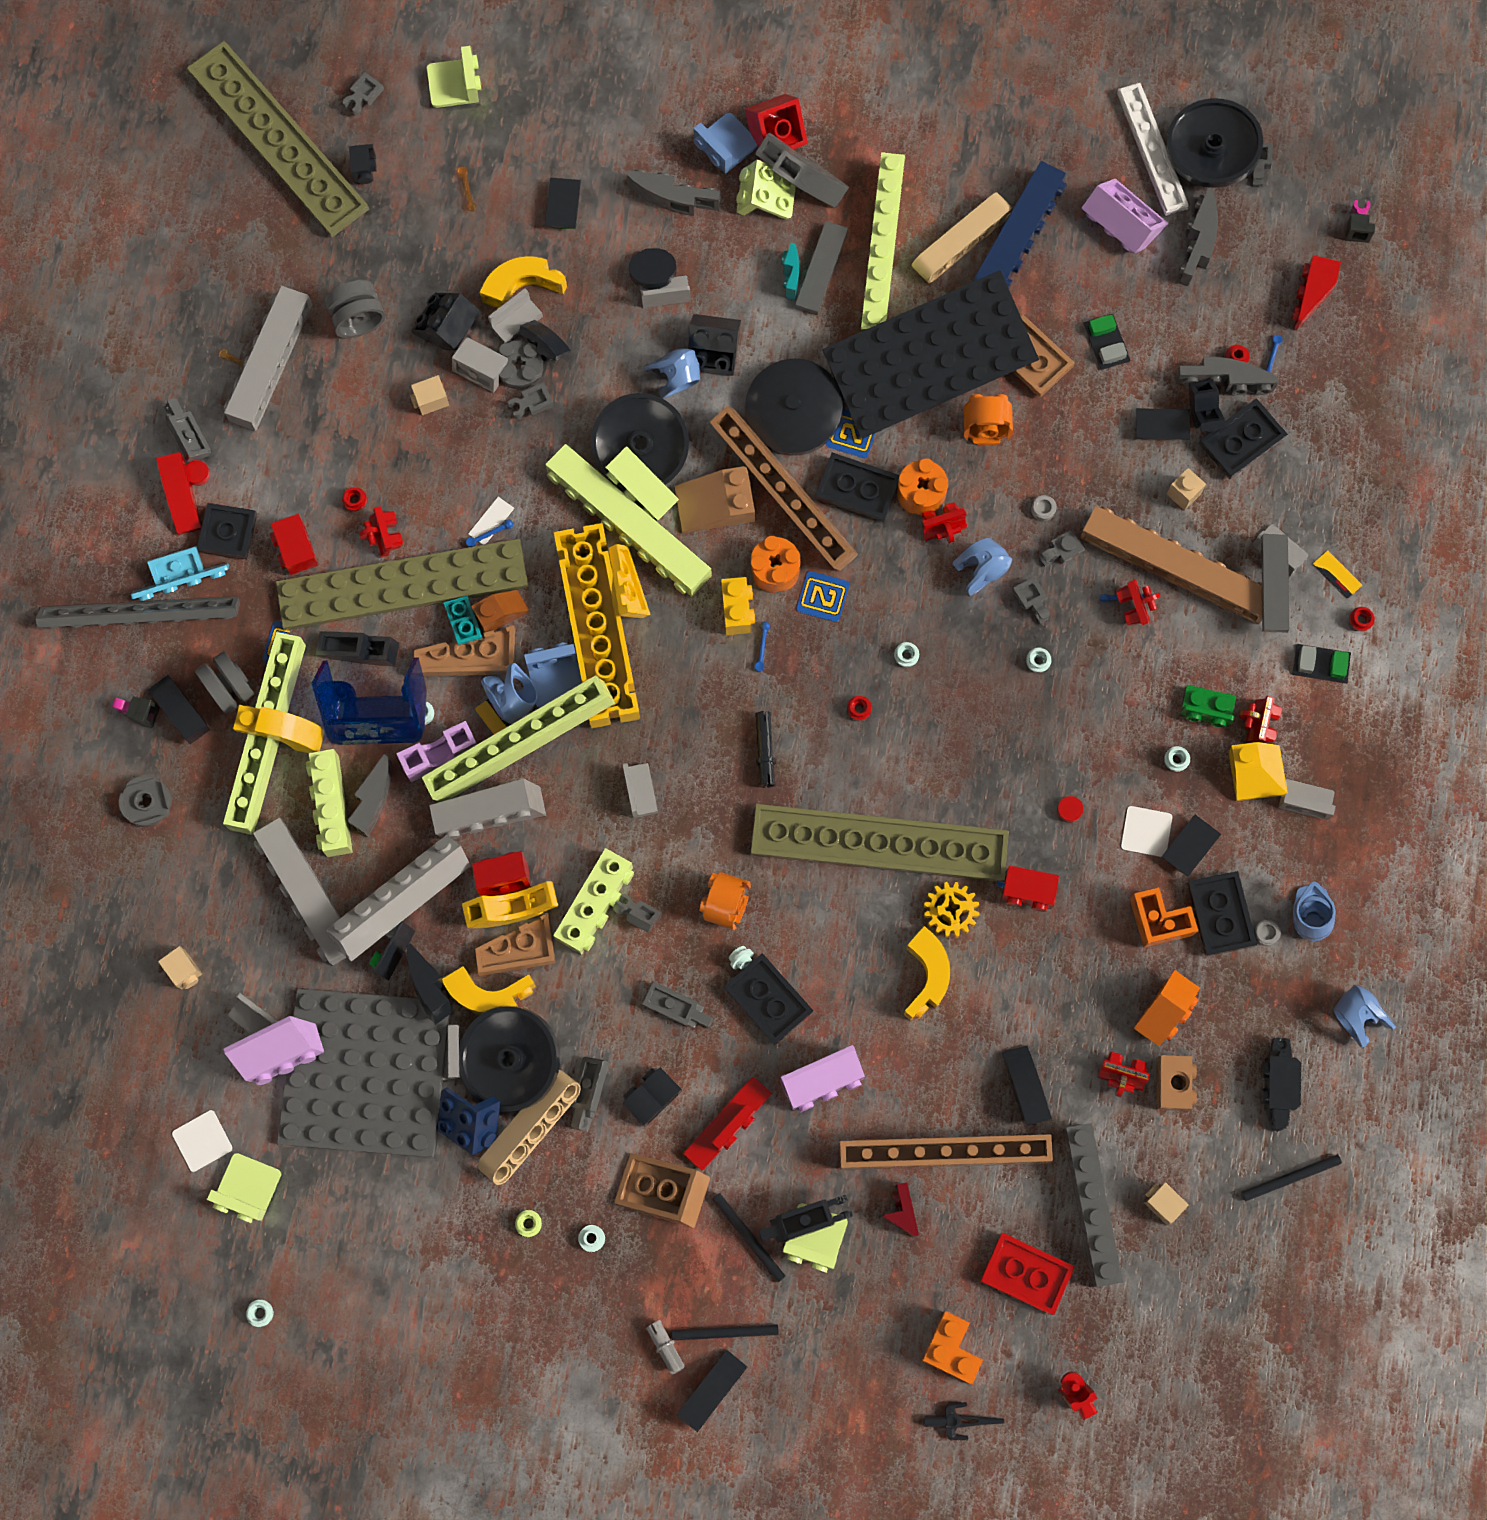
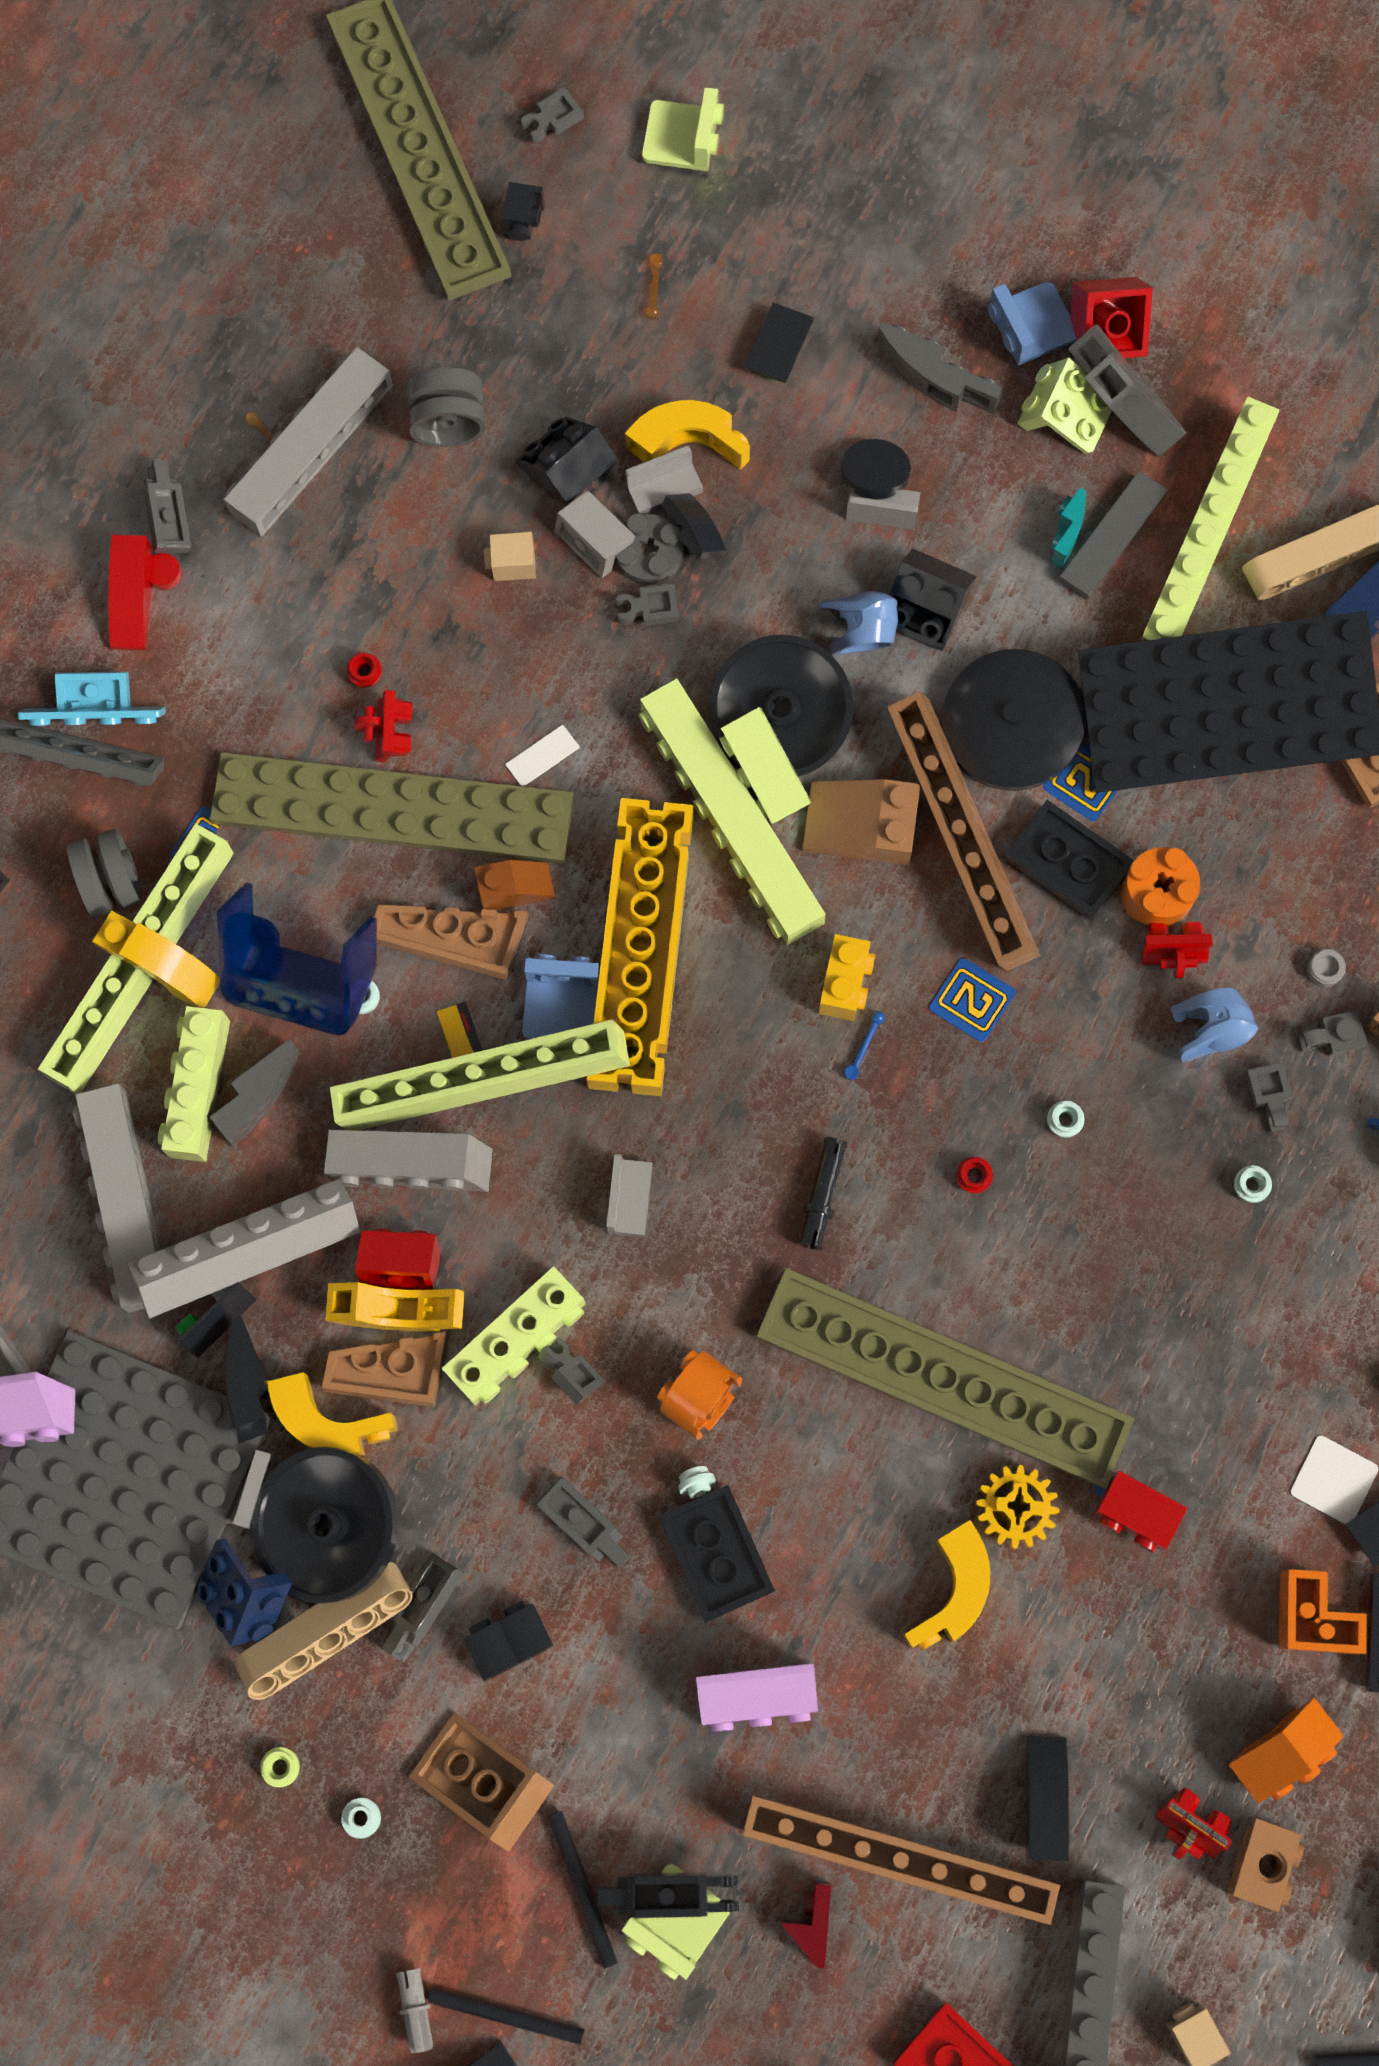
camera: 20 degrees right, 0 degrees up
(179, 709) = (32, 891): black slope -> none
(227, 531) = (177, 663): black plate -> none
(294, 544) = (260, 709): red brick -> none
(357, 648) = (302, 879): black slope -> none
(423, 759) = (343, 1062): lavender arch -> none
(462, 620) = (458, 883): teal slope -> none
(471, 542) = (506, 777): blue hinge -> none
(508, 702) = (483, 1015): medium blue helmet -> none
(627, 584) = (701, 900): yellow wing -> none
(727, 1123) = (598, 1717): red bracket -> none
(773, 551) = (918, 915): orange brick -> none
(988, 419) = (1284, 818): orange brick -> none
(1070, 809) = (1233, 1413): red tile -> none

